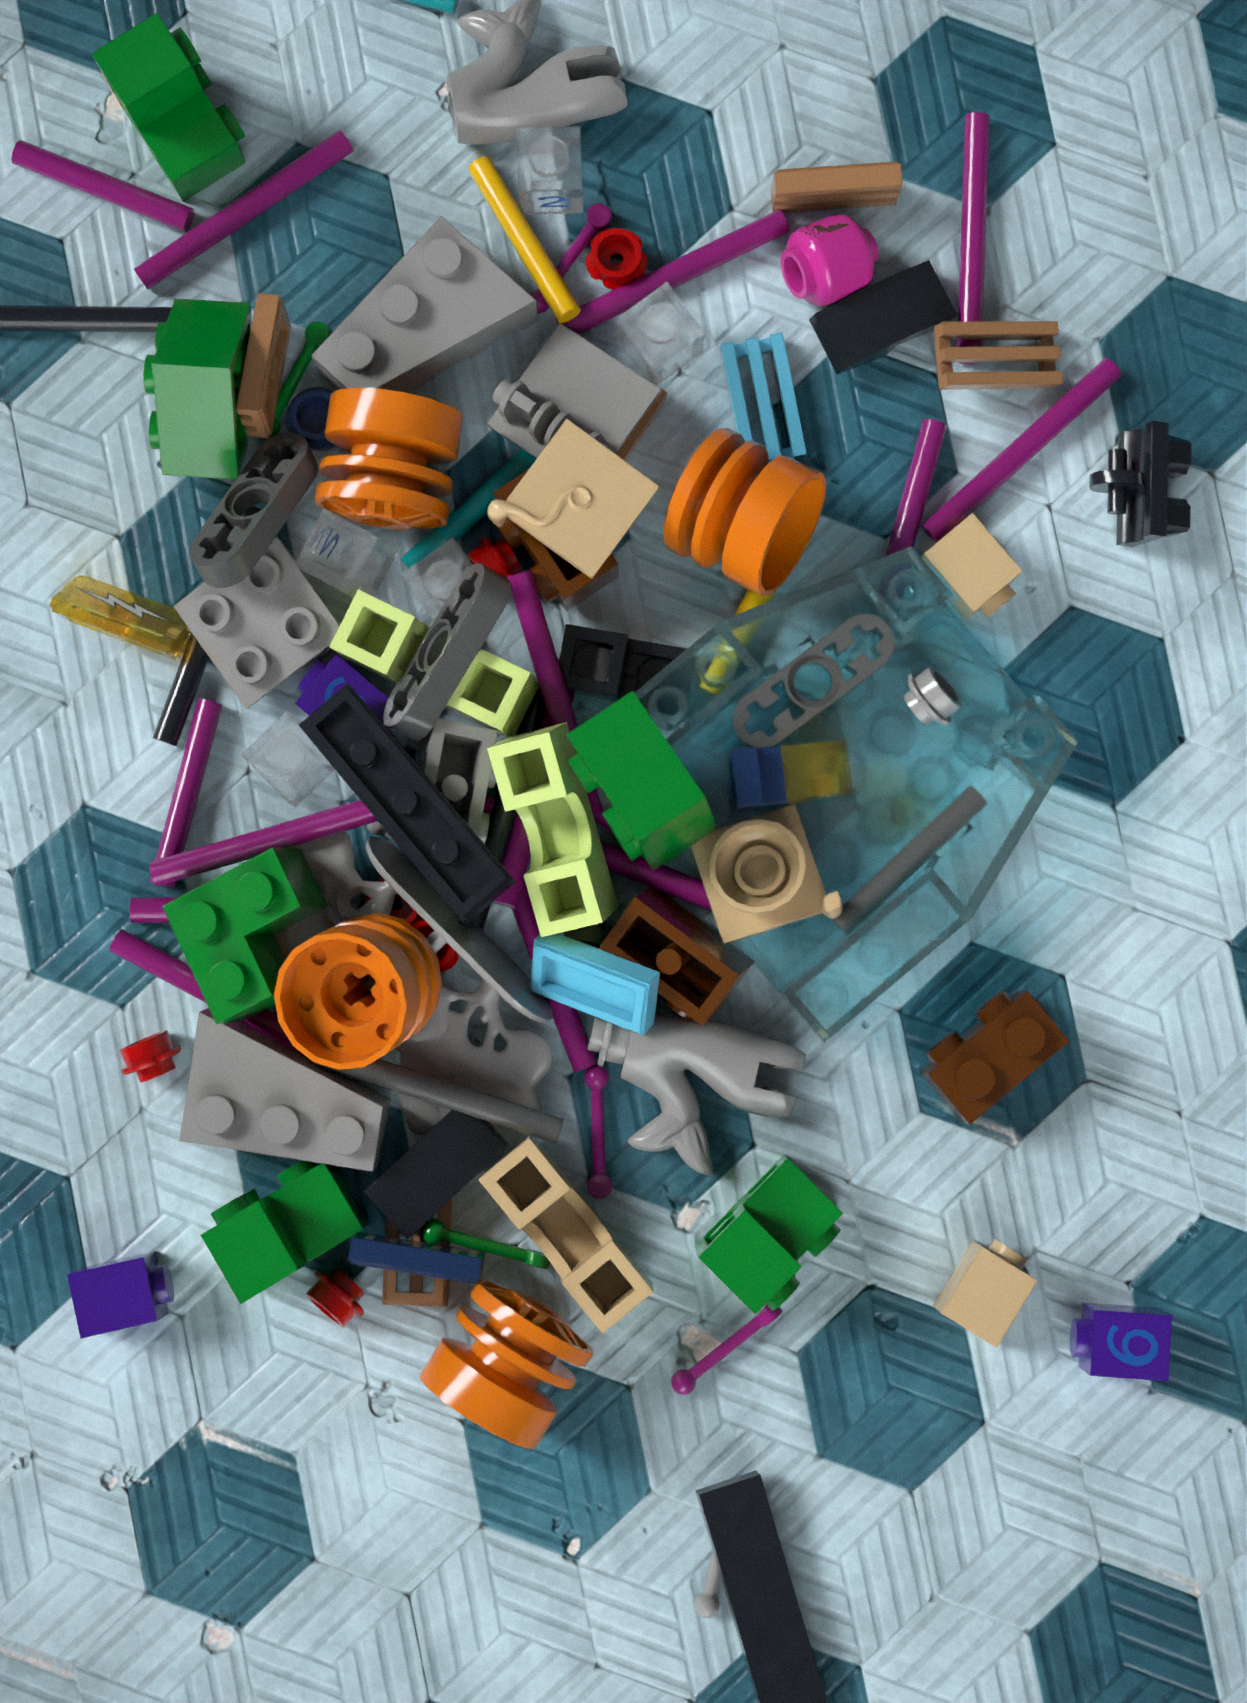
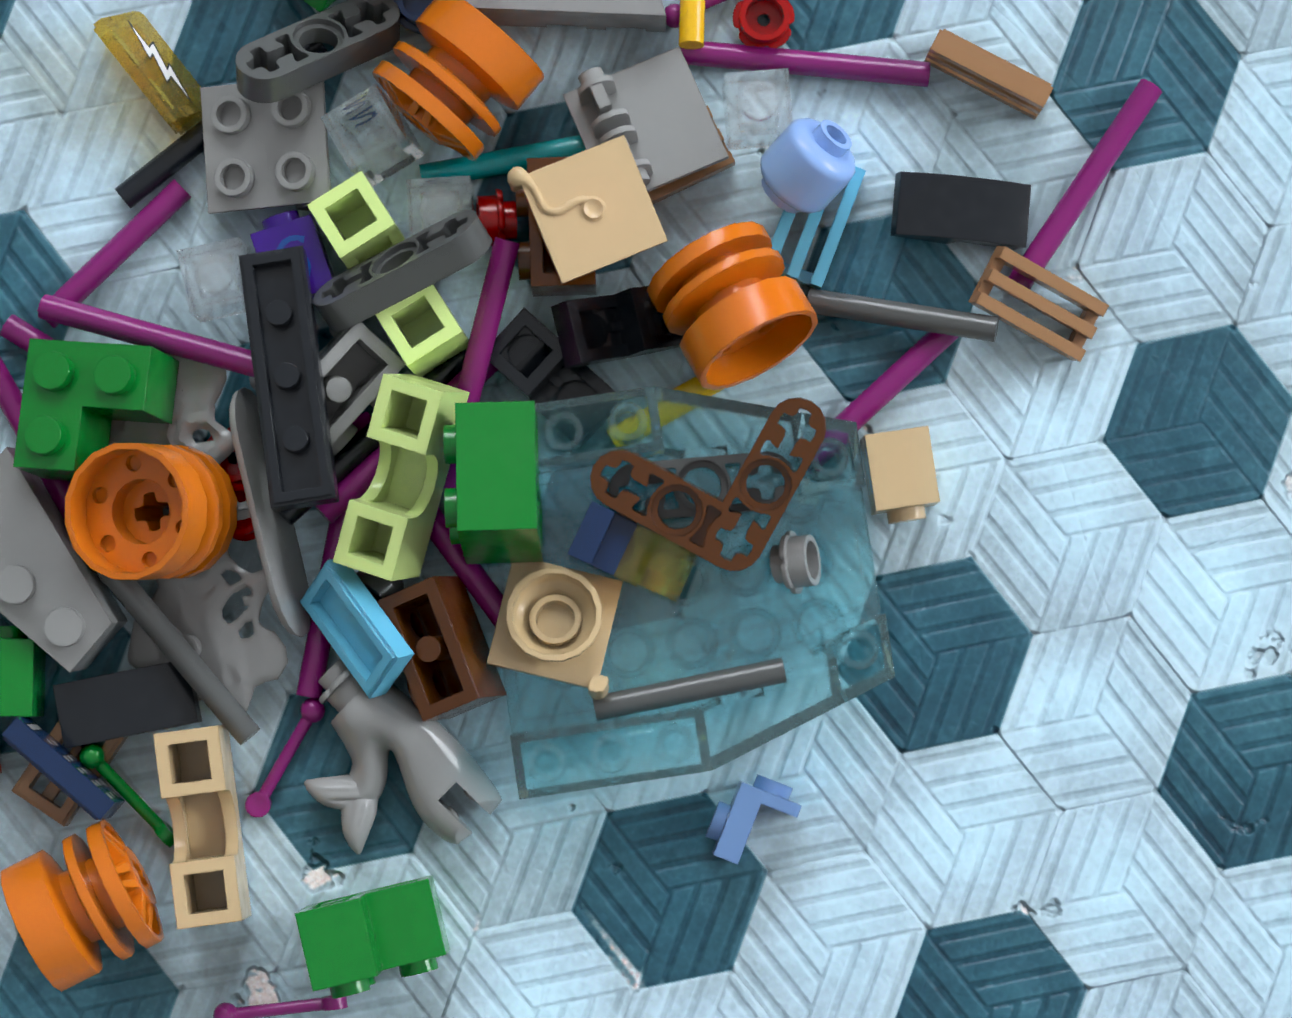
camera: 25 degrees right, 0 degrees up
(652, 595) = (611, 328): none -> black slope
(734, 354) = (807, 165): none -> light blue head
(829, 260) = (943, 133): dark pink head -> none
(840, 696) = (712, 511): none -> reddish brown beam
(895, 432) = (904, 315): none -> dark grey bar
(993, 1055) = (658, 900): reddish brown brick -> none
(1015, 949) = (733, 822): none -> medium blue bracket
(1022, 450) = (1011, 397): magenta piece -> none
(1139, 484) = (1089, 487): black hips -> none

